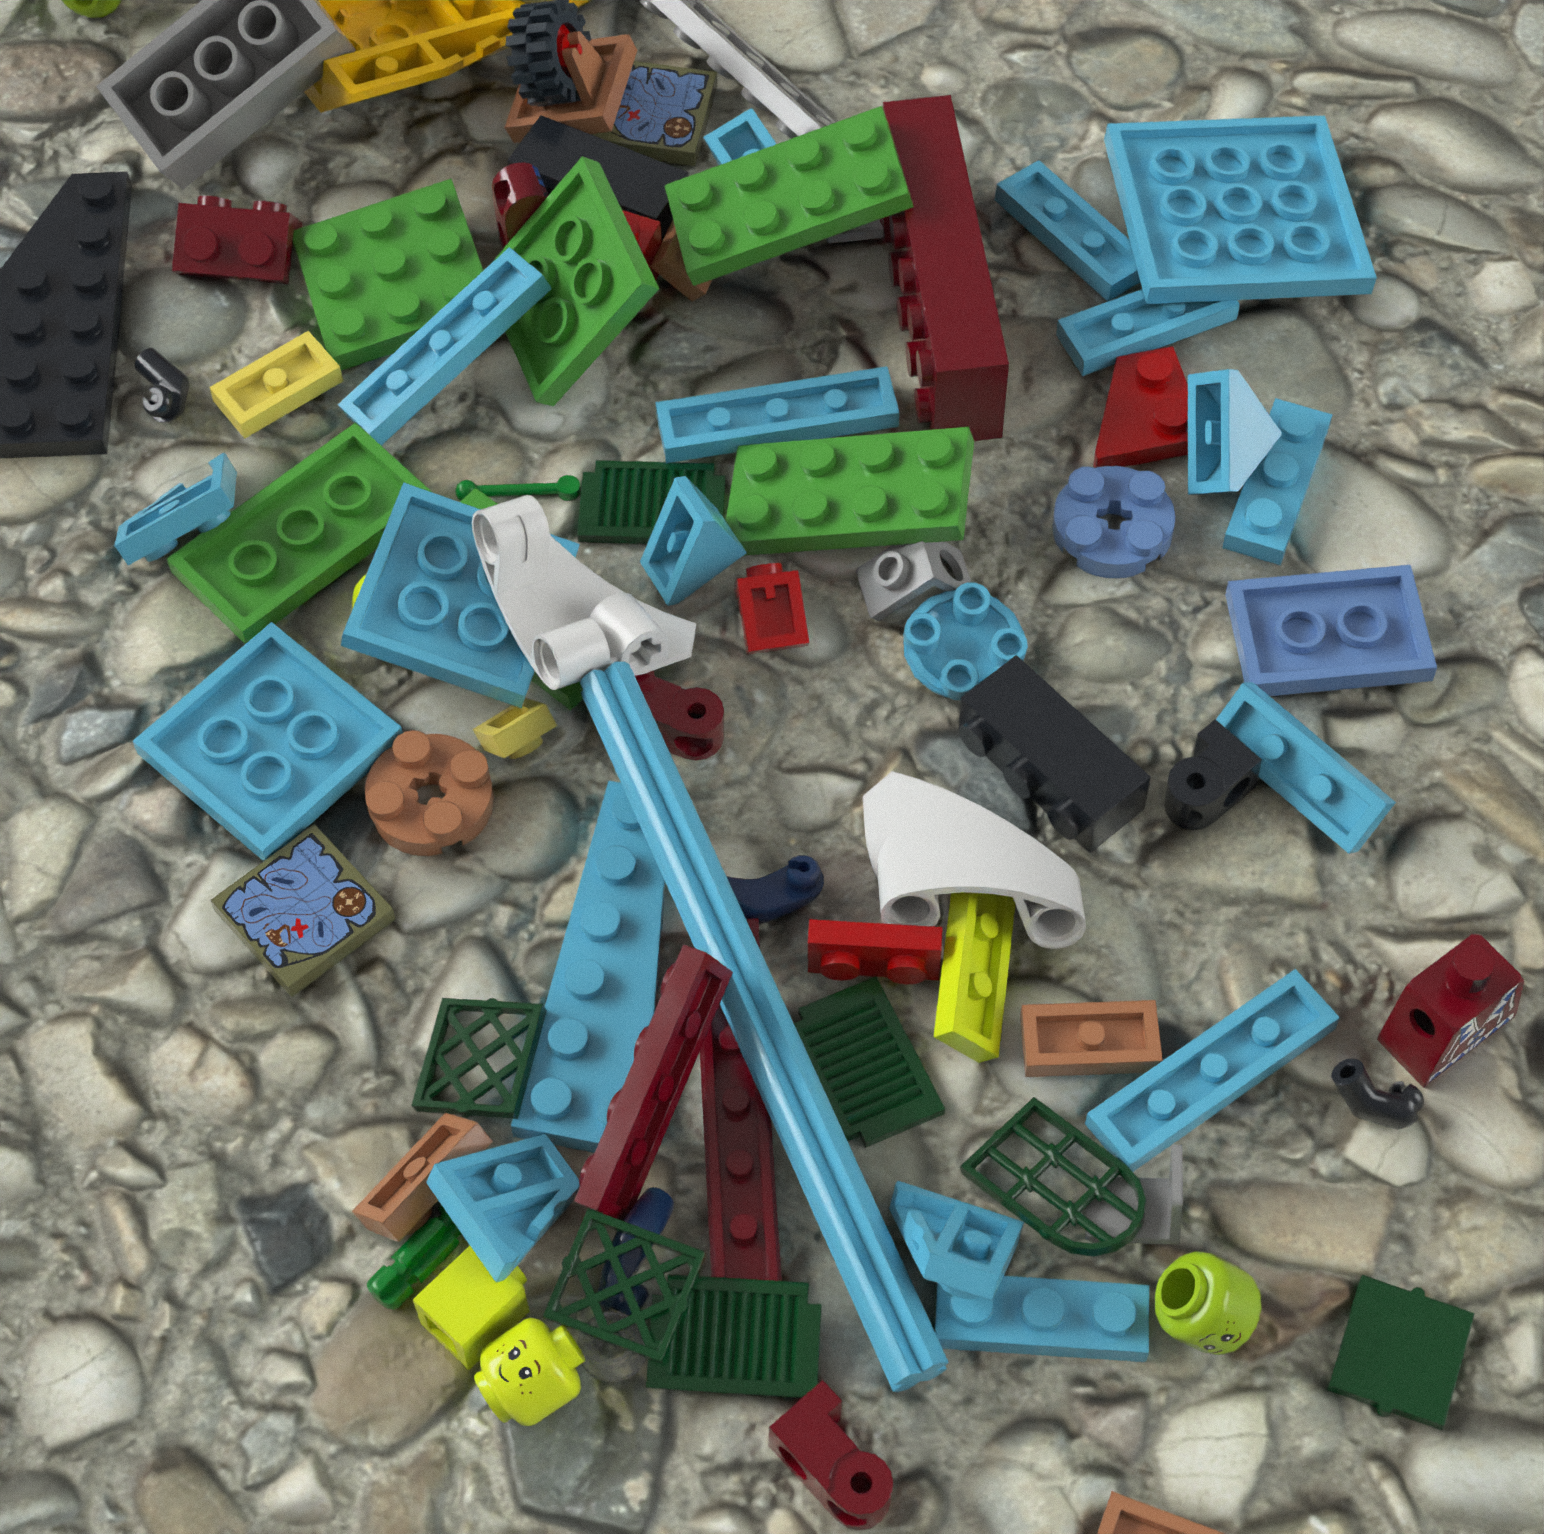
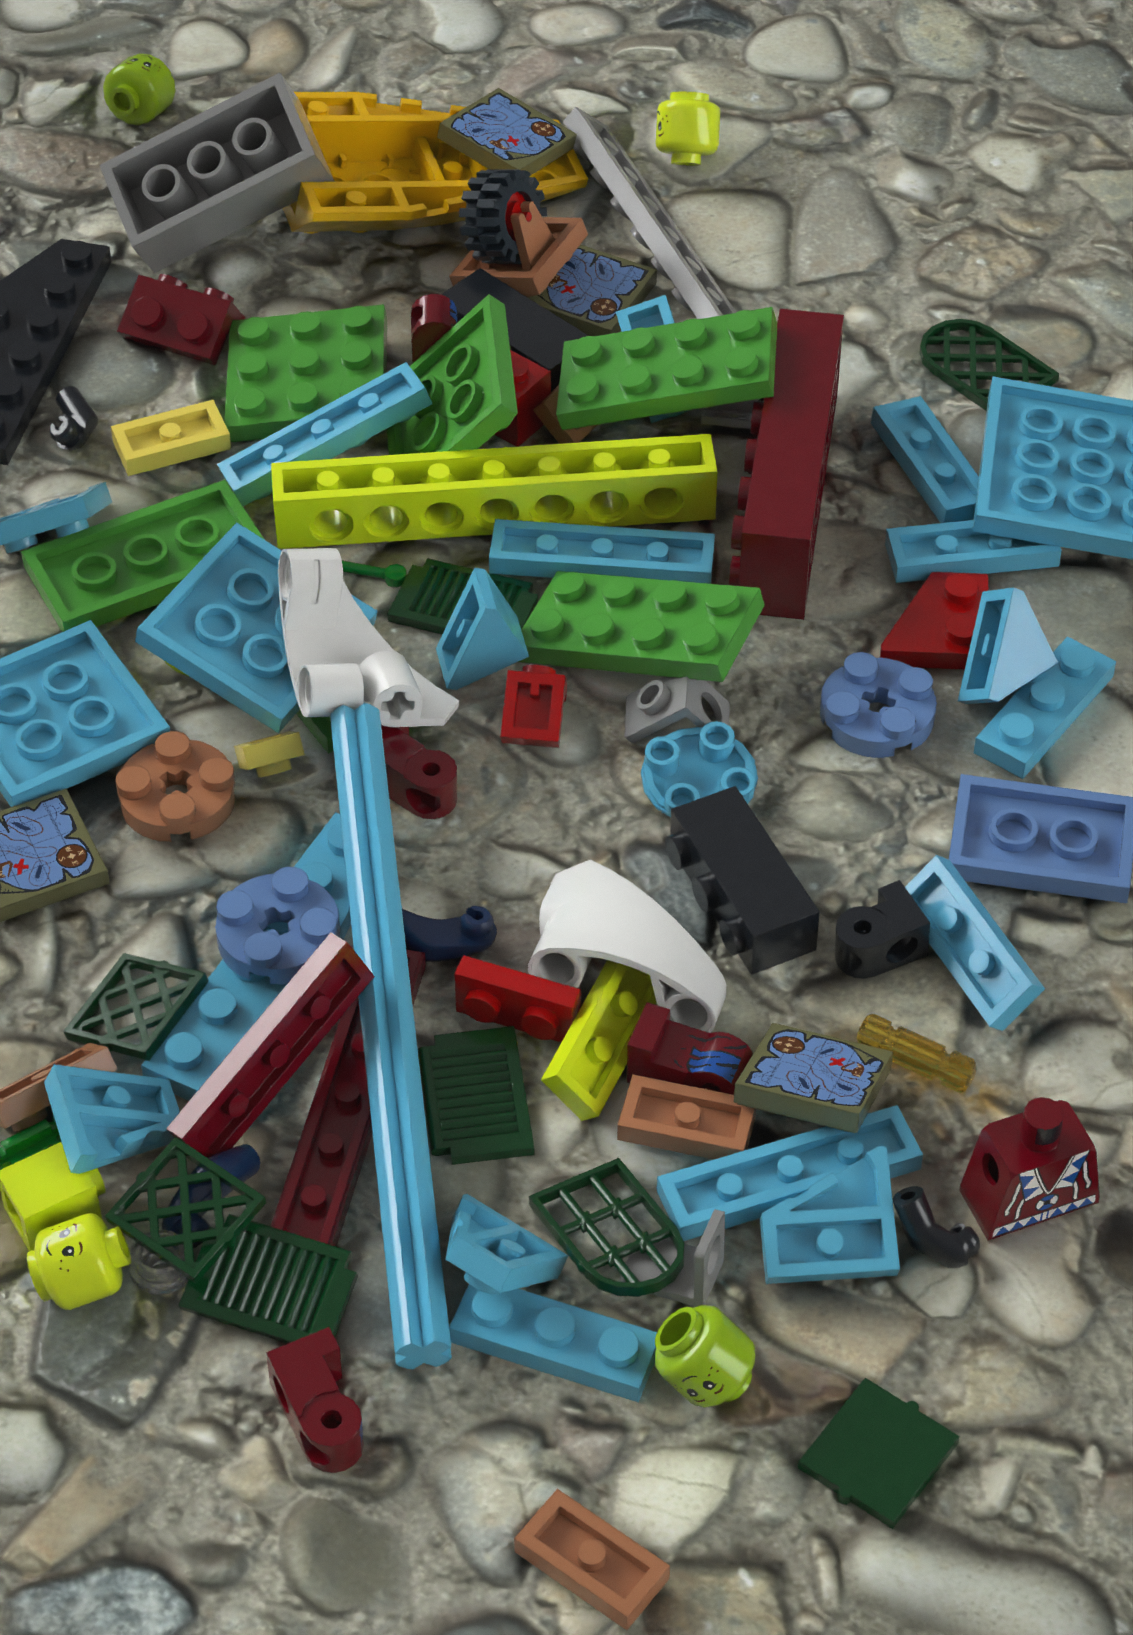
camera: 15 degrees right, 10 degrees down
(602, 968) = (268, 899): none -> medium blue plate
(624, 374) = (469, 489): none -> neon yellow brick
(1068, 969) = (684, 1054): none -> dark red leg
(1081, 74) = (1045, 375): none -> dark green window
(1203, 960) = (813, 1077): none -> tile
(1281, 1119) = (835, 1227): none -> medium azure wing
(1288, 902) = (918, 1053): none -> clear yellow axle

